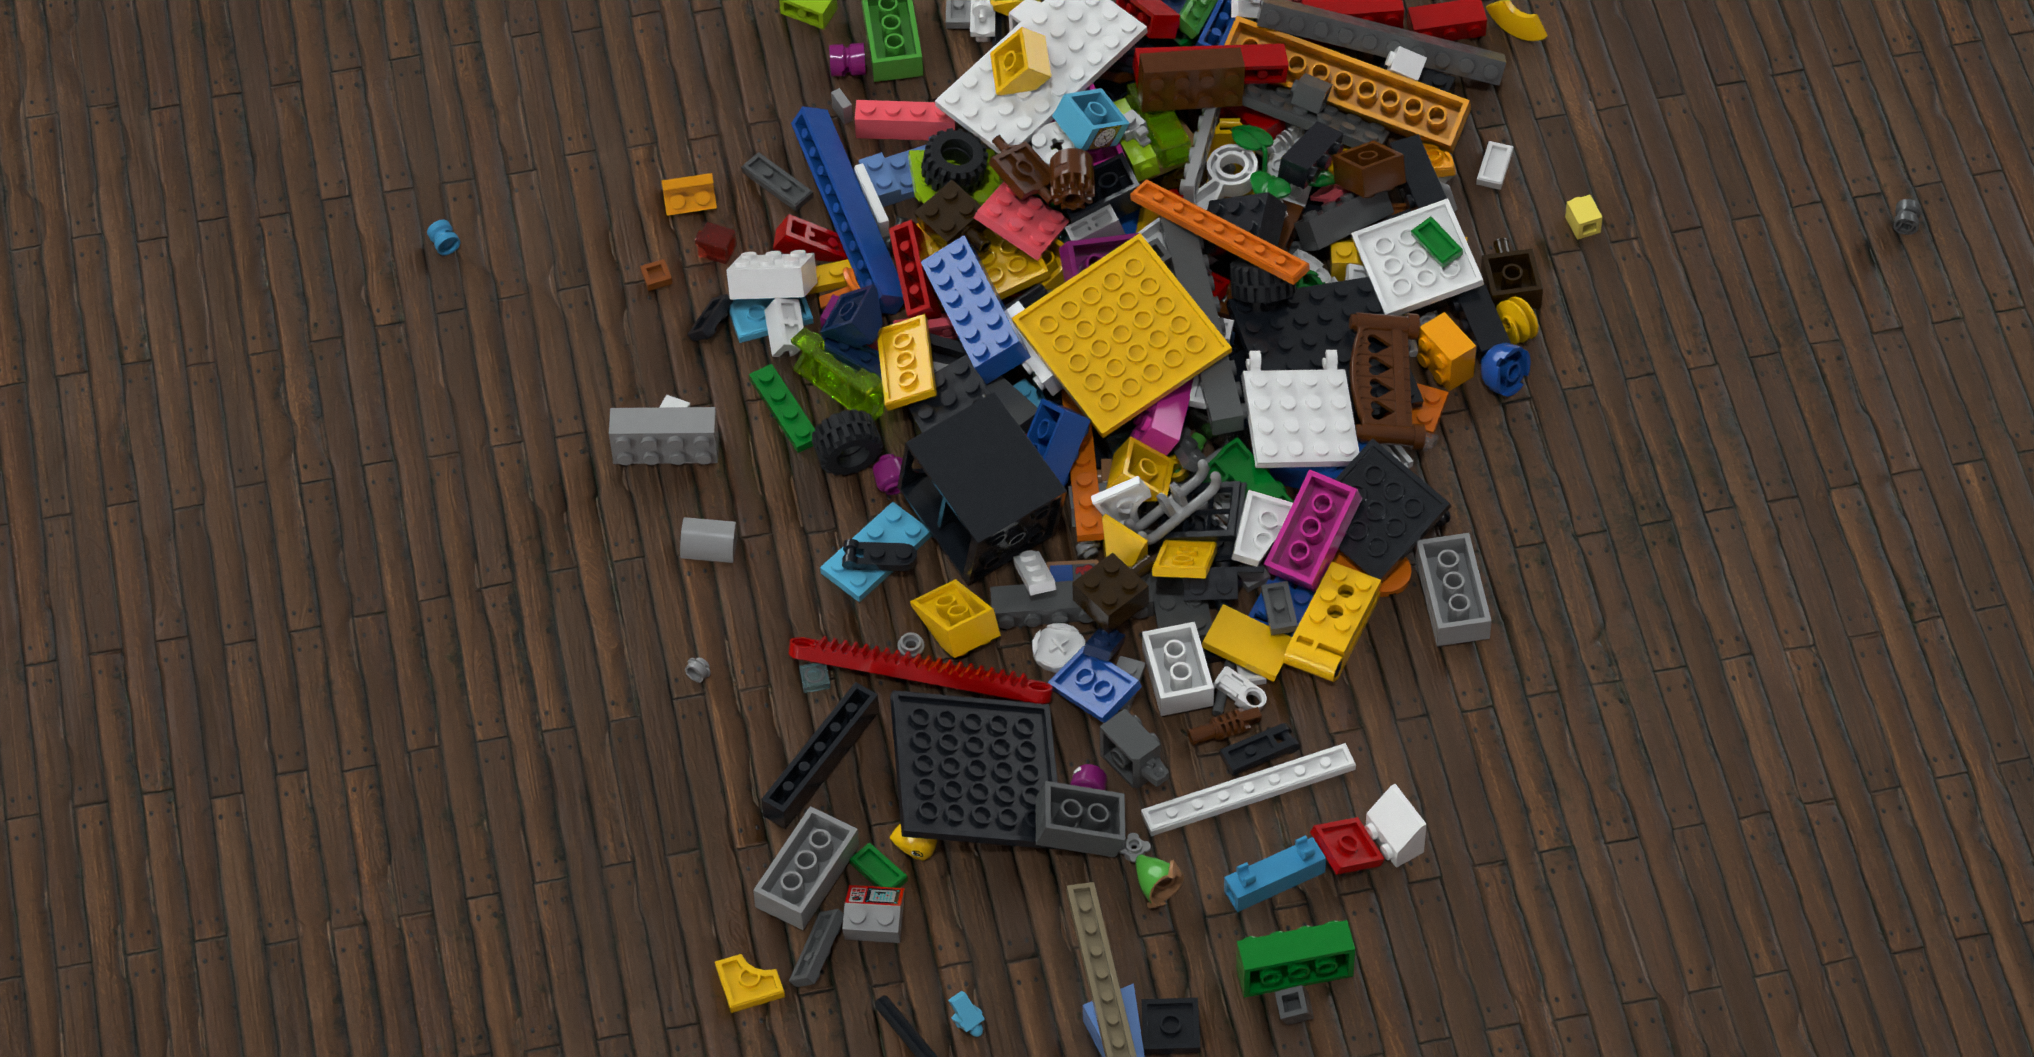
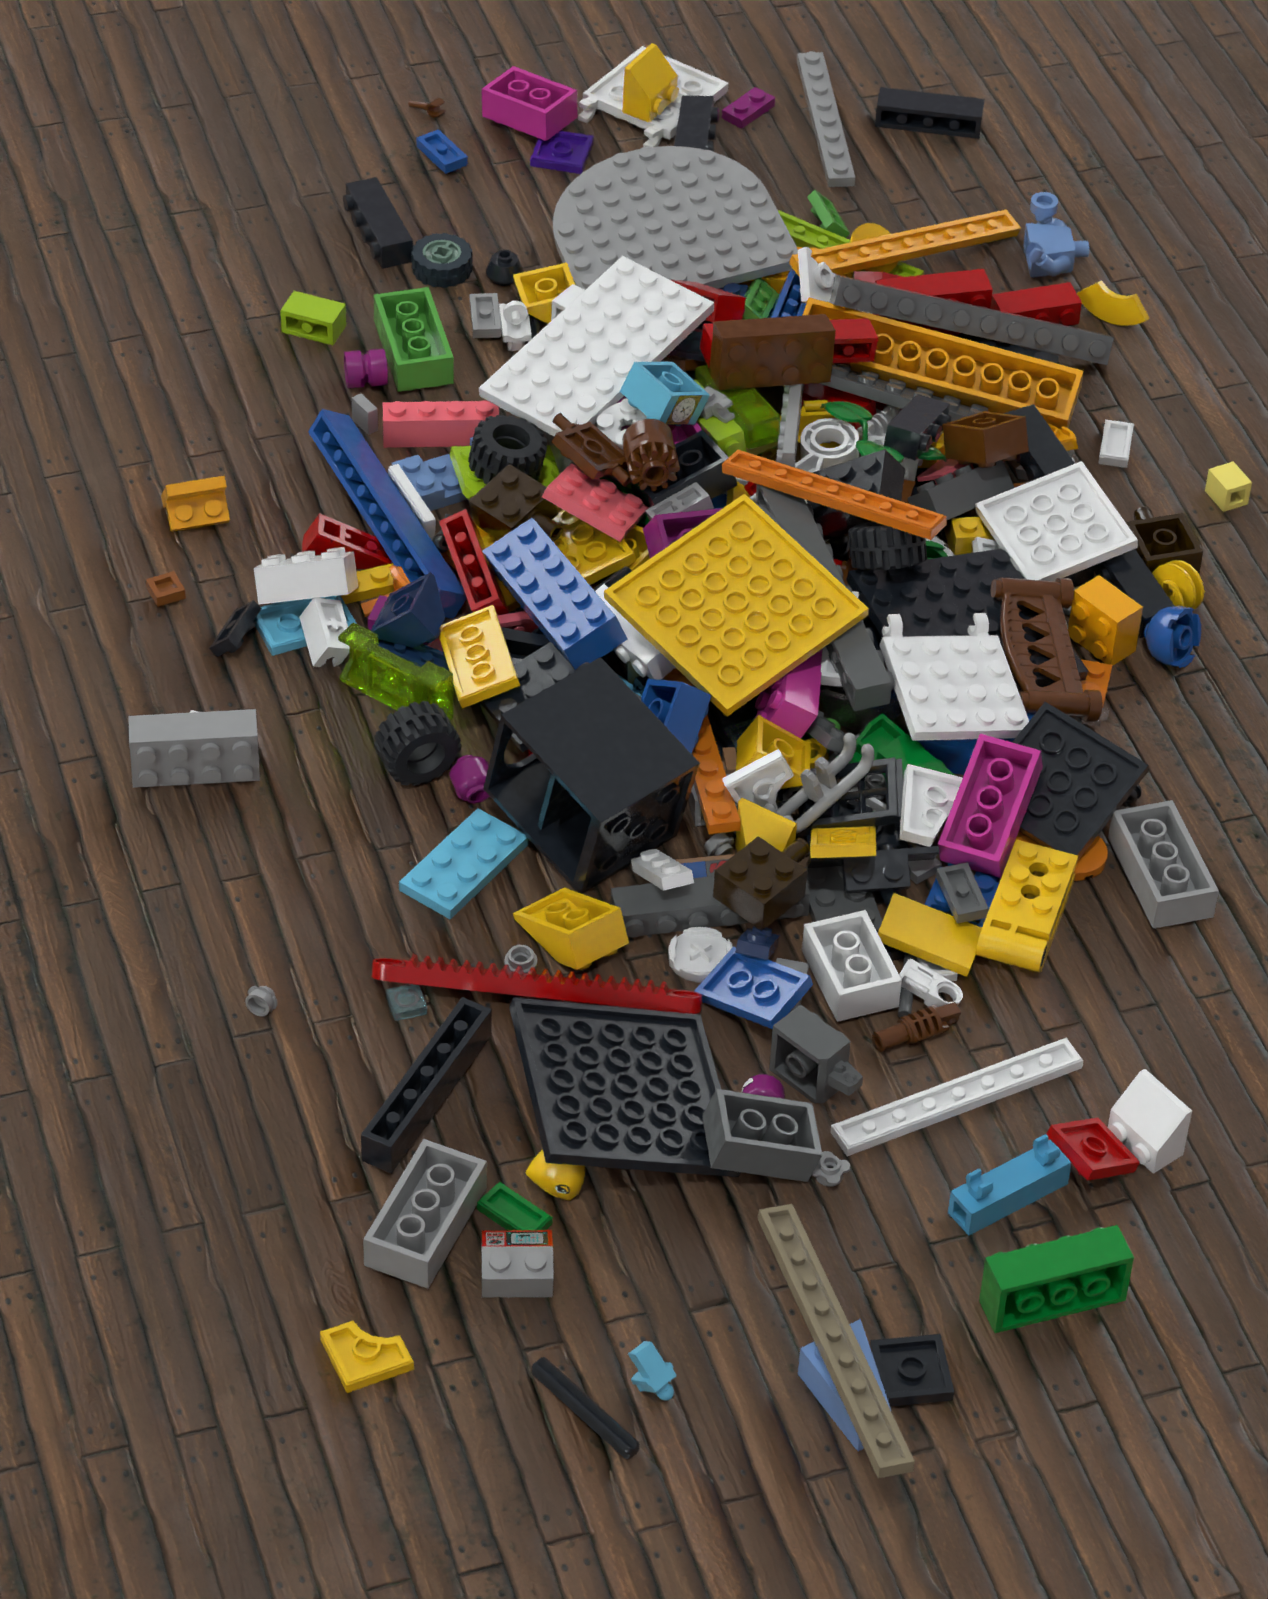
camera: 10 degrees left, 10 degrees down
(708, 540) = (259, 859): light grey brick -> none
(716, 242) = (233, 553): clear red brick -> none
(777, 181) = (297, 491): dark grey tile -> none
(783, 407) = (333, 718): green plate -> none
(817, 948) = (449, 1307): dark grey plate -> none
(878, 556) = (470, 863): black plate -> none
(1020, 62) = (576, 340): yellow slope -> none
(1158, 879) = (868, 1199): hat -> none
(1259, 749) = (963, 1050): black plate -> none
(1294, 1005) = (1064, 1333): dark grey brick -> none
(1310, 93) = (903, 370): dark grey brick -> none
(1405, 63) = (1006, 335): white brick -> none
(1437, 242) = (1078, 504): green tile -> none

